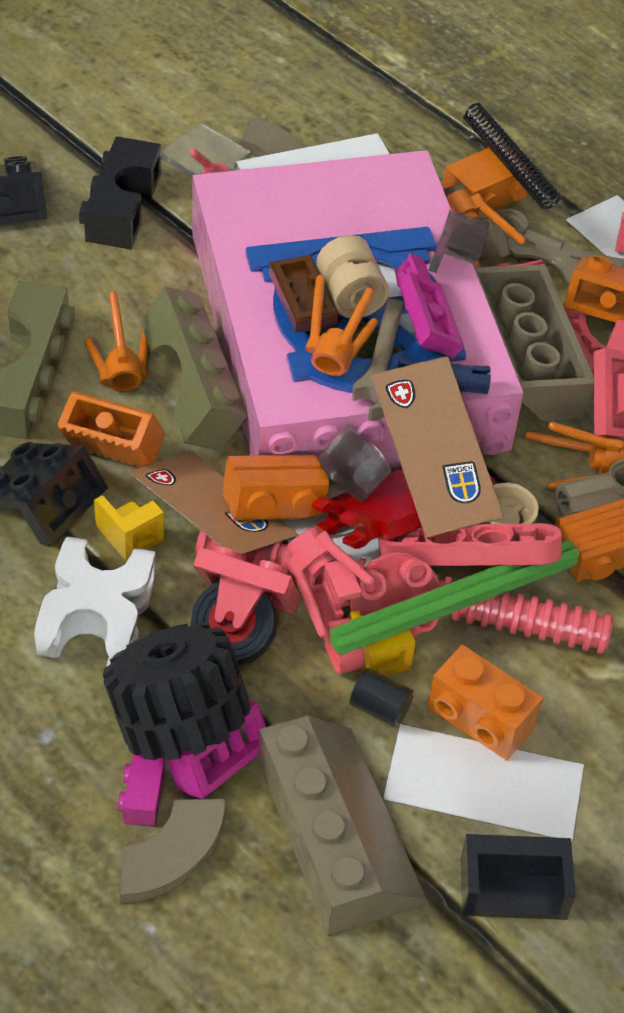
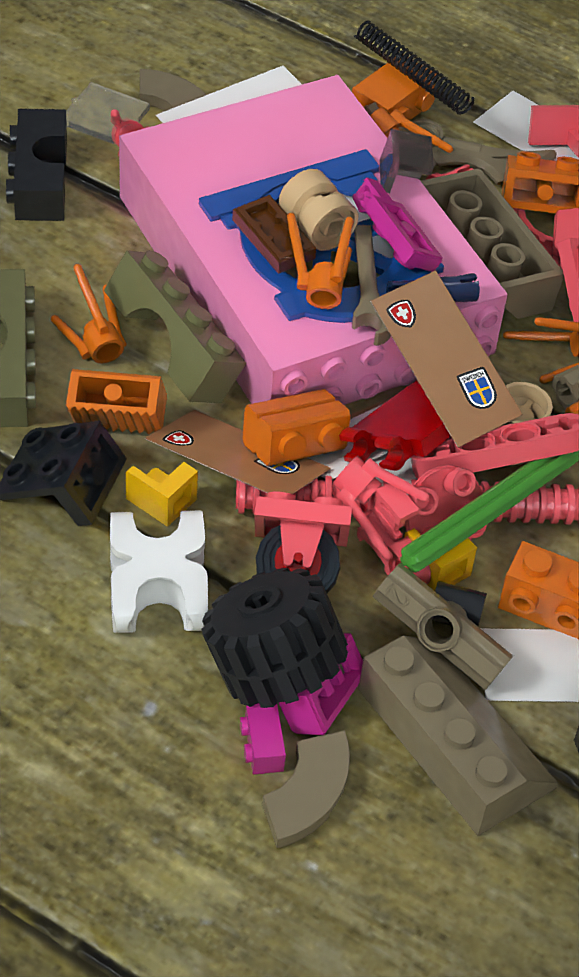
camera: 15 degrees left, 0 degrees up
(354, 463) = (368, 390): clear smoke panel -> none
(375, 737) = (469, 645): none -> dark tan piece

